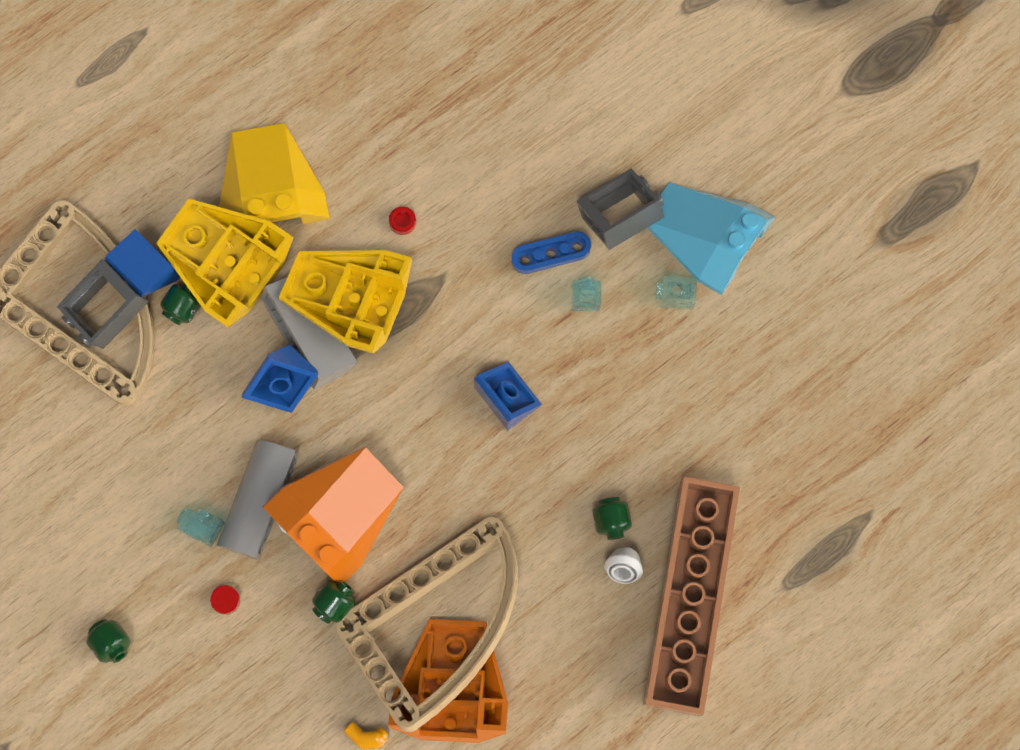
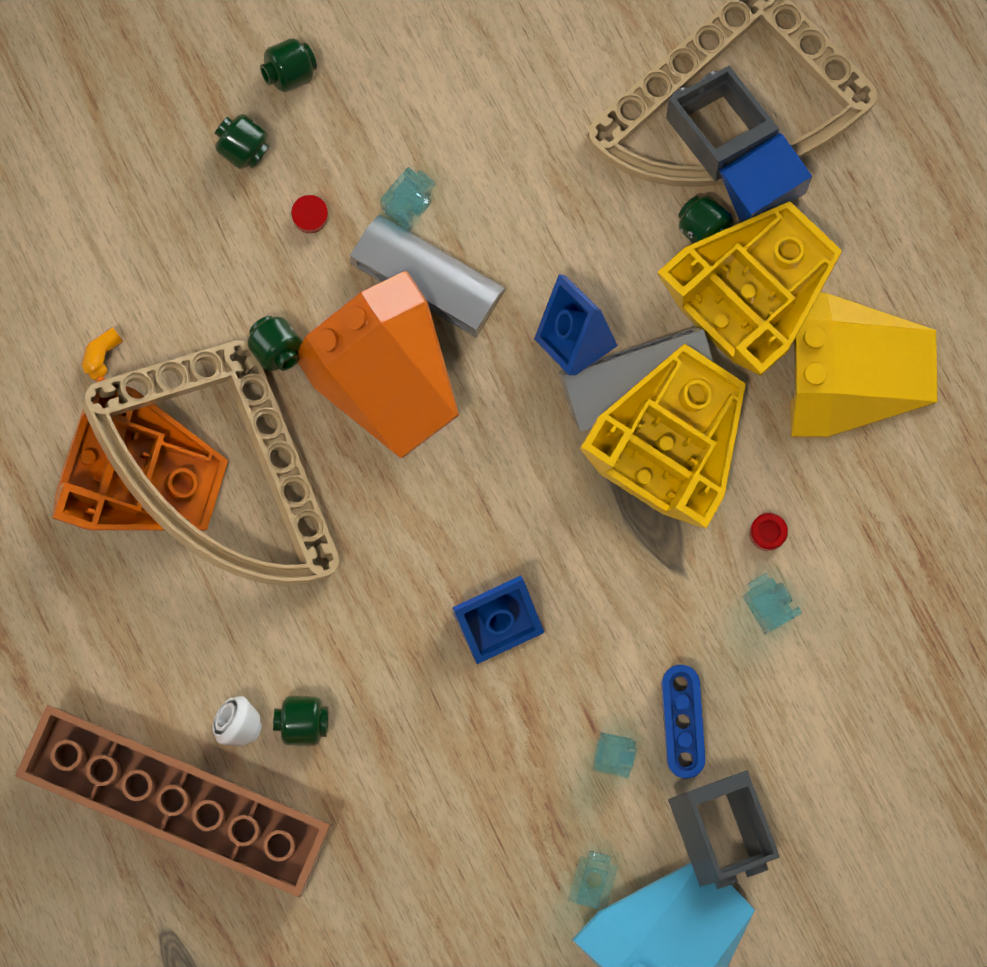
camera: 100 degrees right, 5 degrees up
(177, 663) = (241, 141): none -> dark green head
(455, 208) = (770, 603): none -> clear light blue brick

